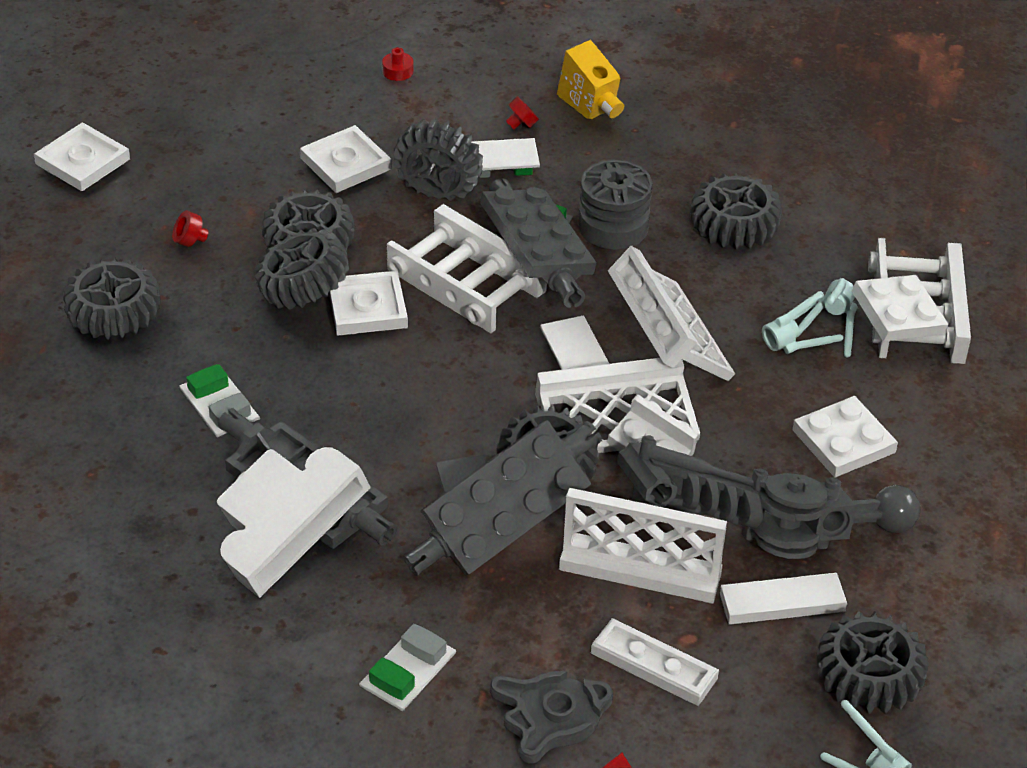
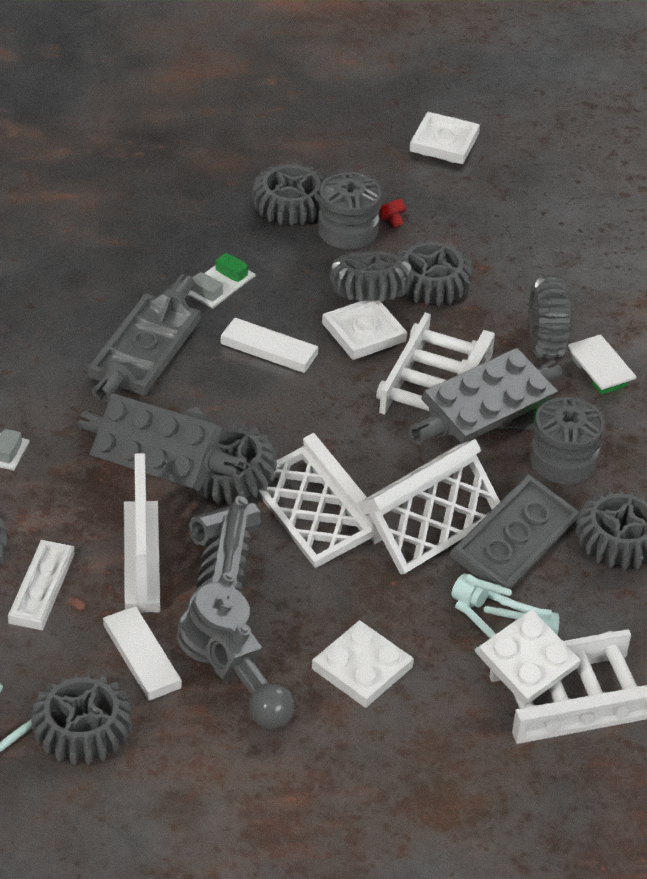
camera: 70 degrees right, 0 degrees up
(182, 254) = (349, 210): none -> dark grey wheel
(285, 512) = (91, 328): white brick -> none
(345, 158) = (528, 264): white plate -> none
(352, 385) = (269, 345): none -> white tile
(573, 343) = (377, 460): white piece -> none
(649, 419) = (282, 529): white bracket -> none
(714, 282) = (515, 534): none -> dark grey tile

